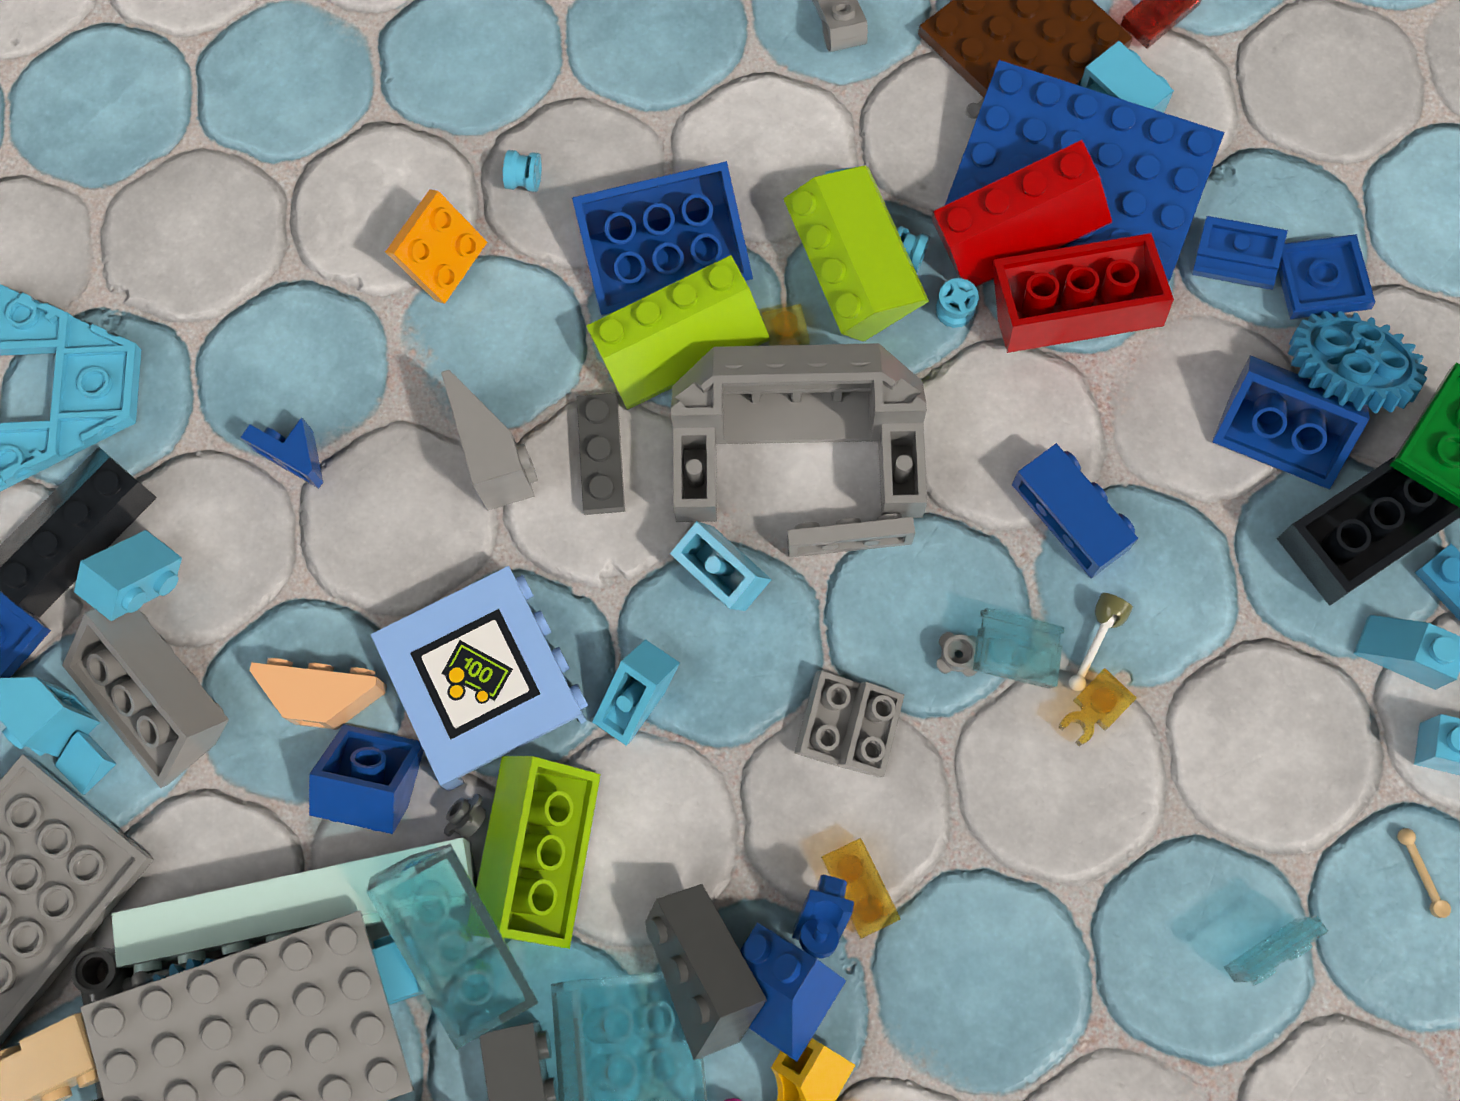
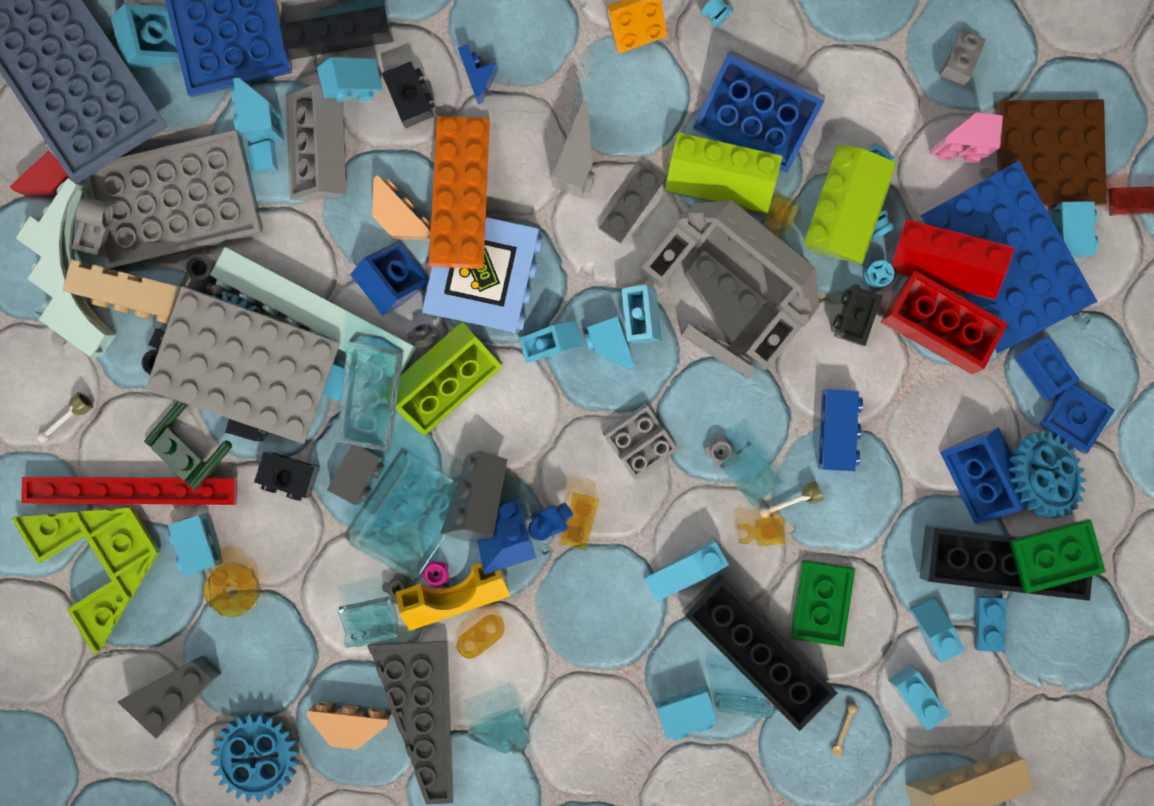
camera: 35 degrees right, 15 degrees up
(203, 523) = (401, 80): none -> black brick
(376, 603) = (459, 192): none -> orange plate
(710, 632) = (609, 342): none -> medium azure slope
(799, 465) = (724, 295): none -> dark grey wedge
(927, 80) = (972, 139): none -> bright pink slope
(974, 365) = (857, 315): none -> pearl dark grey bracket
(1048, 835) = (686, 570): none -> medium azure slope
(1216, 1026) = (686, 713): none -> medium azure brick
(1233, 860) = (759, 652): none -> black brick
(1247, 735) = (822, 603): none -> green tile

